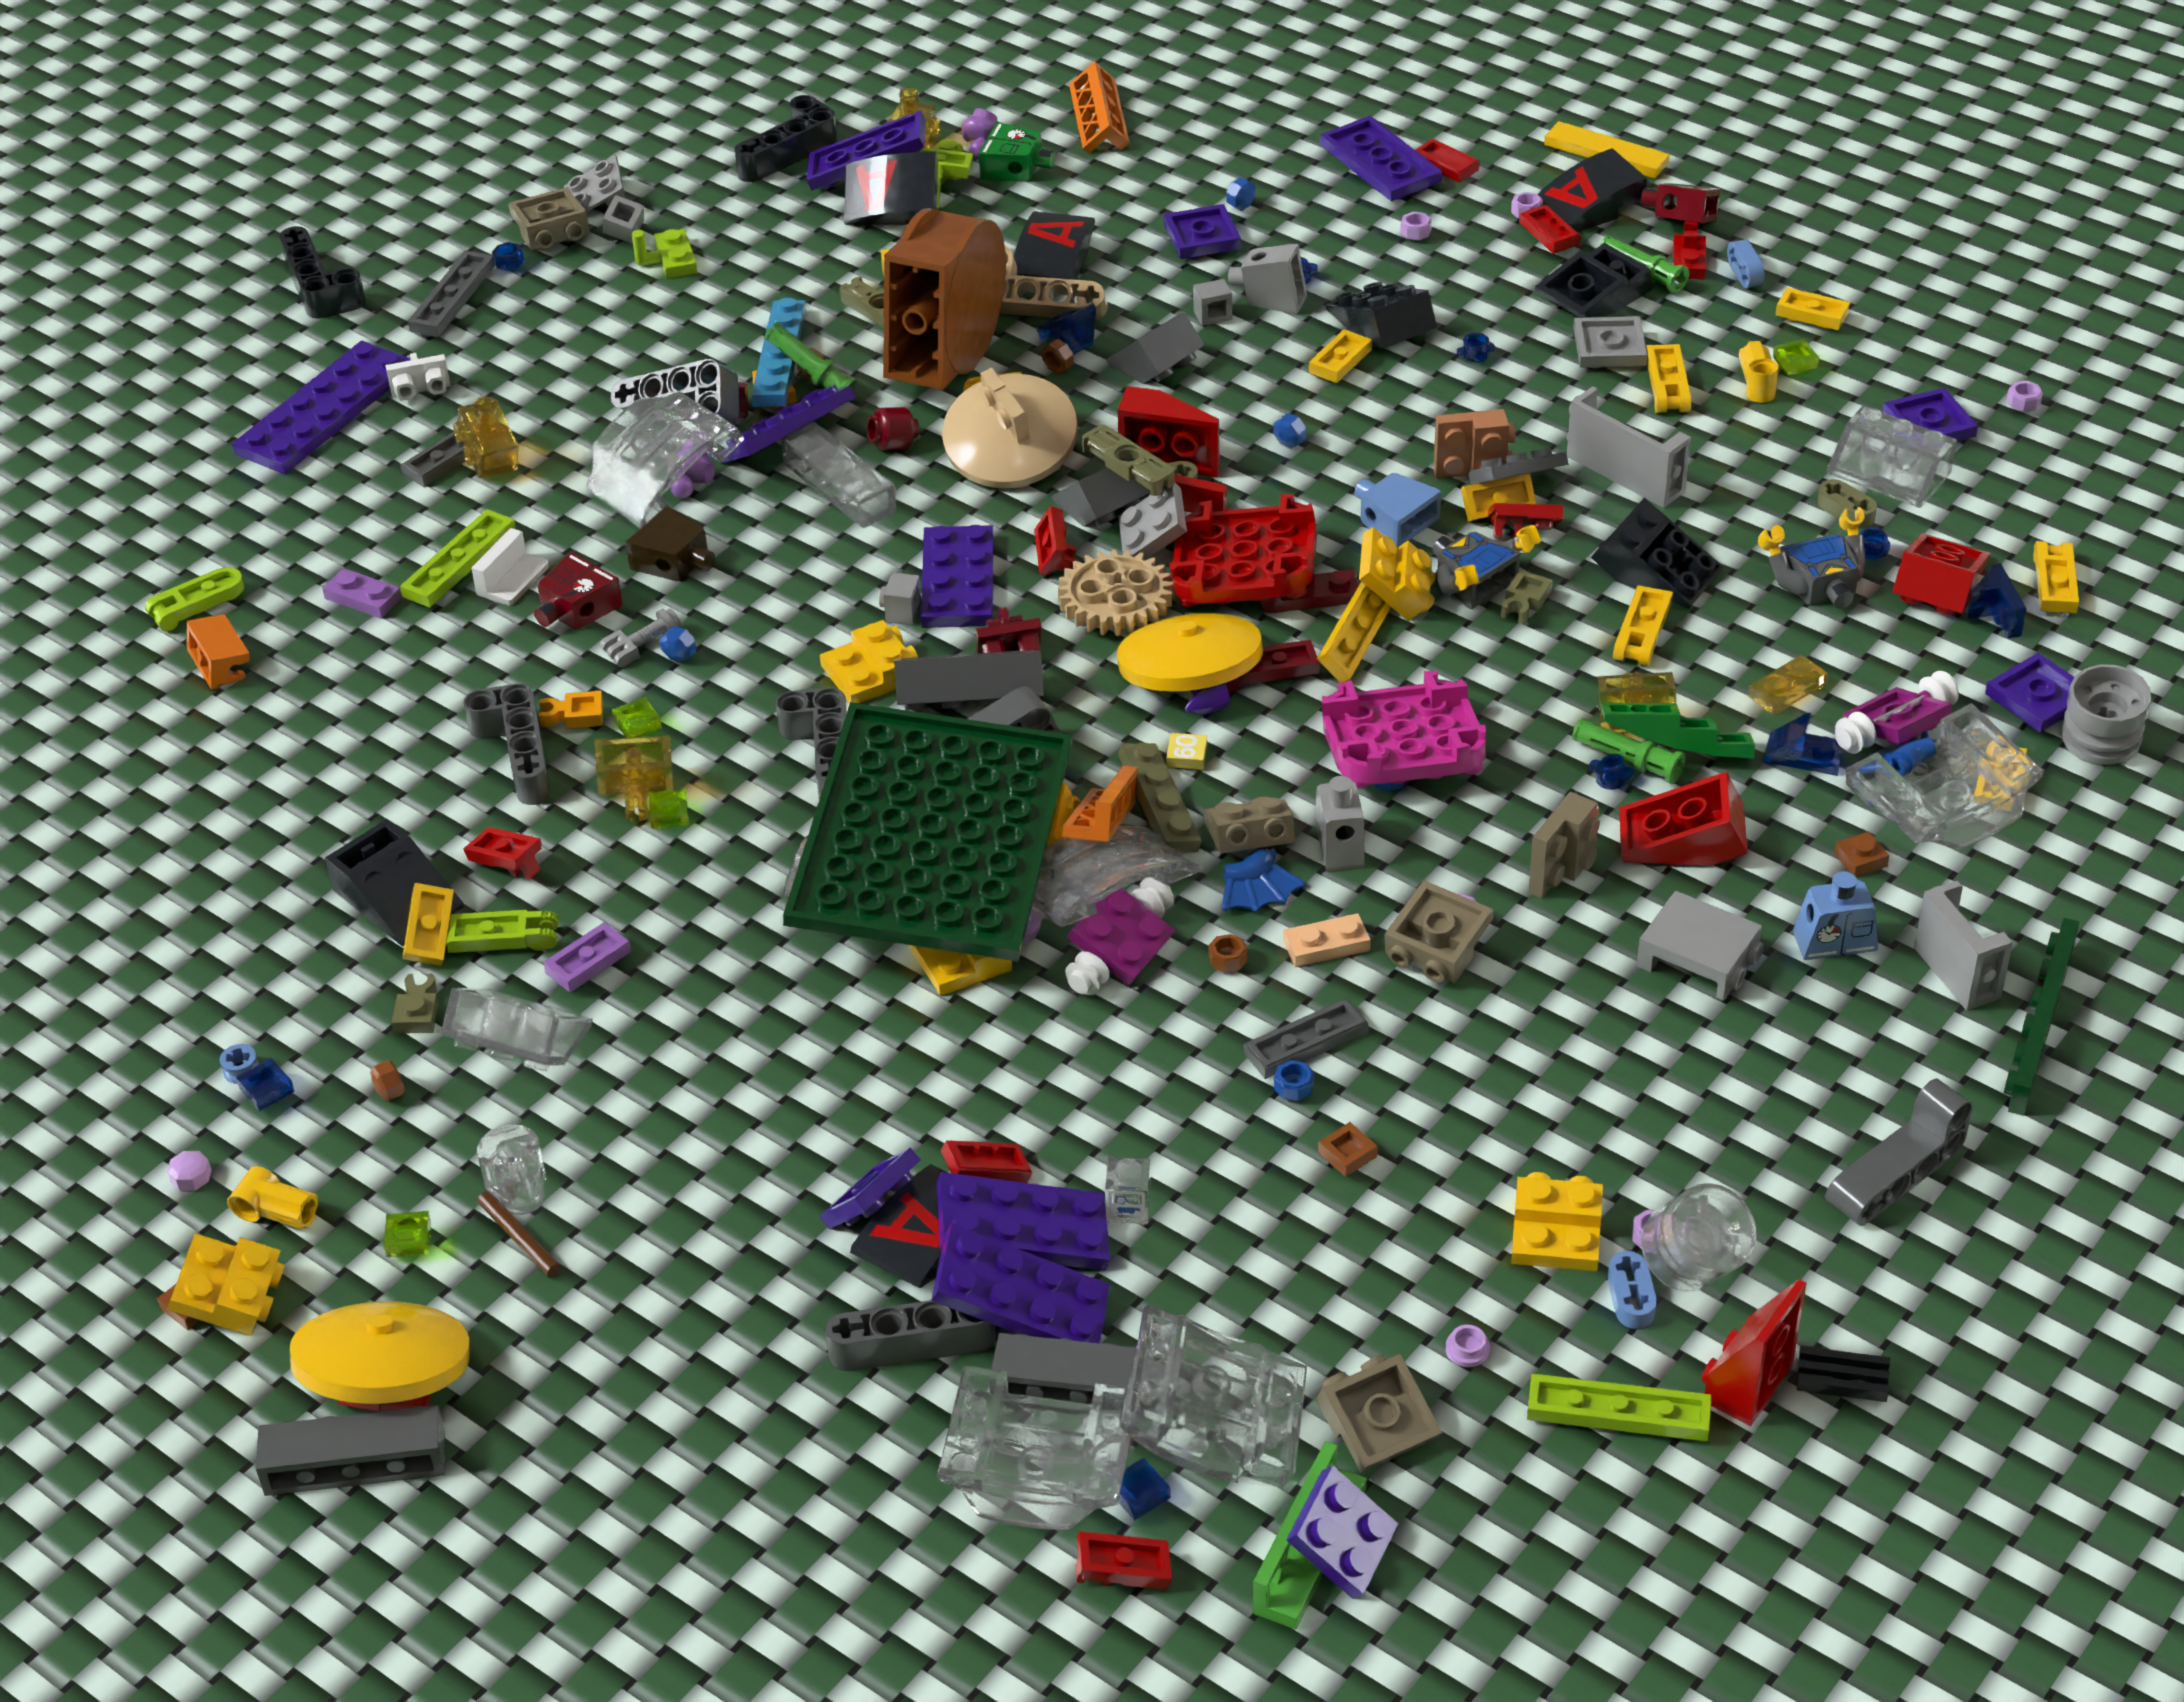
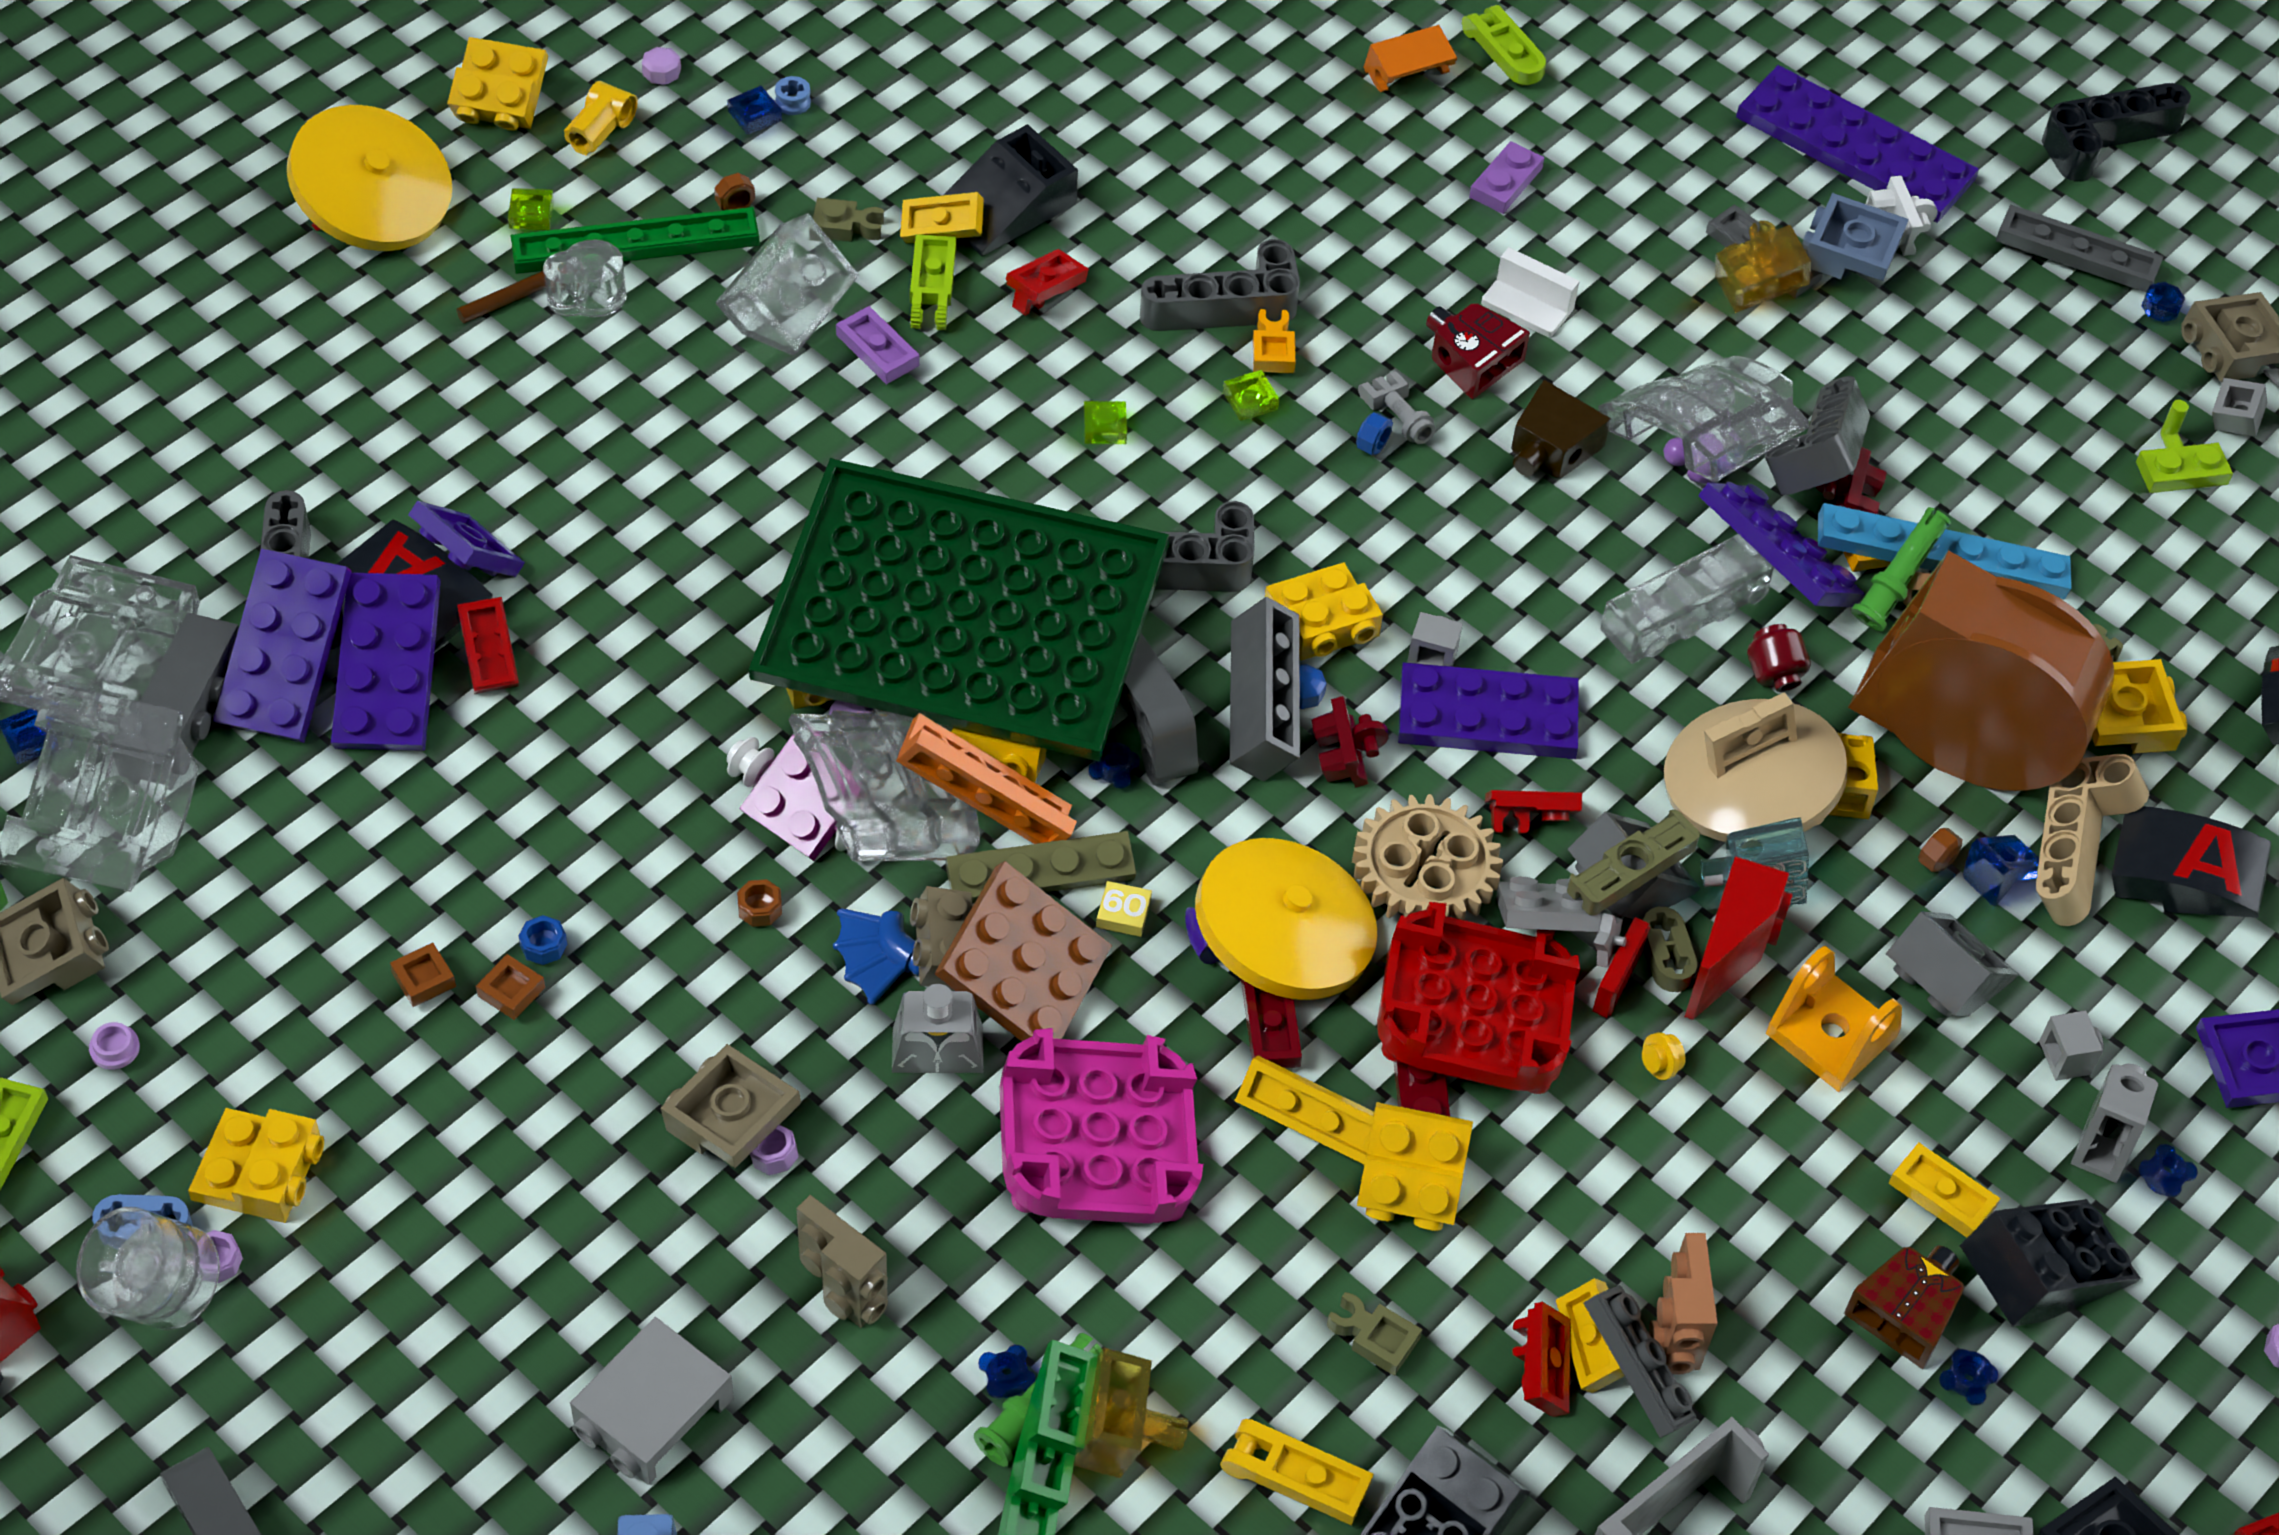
camera: 90 degrees right, 10 degrees up
(350, 1450) = (269, 205): dark grey brick -> none
(444, 1157) = (644, 237): none -> green tile
(456, 559) = (1536, 239): lime plate -> none
(457, 383) = (1853, 238): none -> sand blue plate
(634, 769) = (1151, 381): clear yellow brick -> none
(1089, 398) = (1773, 845): none -> clear light blue torso
(1128, 1190) = (412, 761): clear brick -> none
(1187, 488) = (1608, 939): none -> light grey piece
(1228, 391) = (1823, 998): none -> light orange hose
(1263, 475) = (1663, 1055): none -> yellow plate
(1263, 778) = (1023, 956): none -> plate
(1289, 430) = (1761, 1099): blue tile -> none
(1306, 1037) = (614, 967): dark grey tile -> none
(1326, 940) = (767, 1009): light nougat plate -> none
(1346, 1091) = (510, 986): none -> dark orange plate
(1398, 506) = (1577, 1202): medium blue torso -> none
(1432, 366) = (1909, 1301): none -> reddish brown torso
(1480, 566) = (1433, 1273): torso -> none
(1686, 825) = (872, 1433): red slope -> none

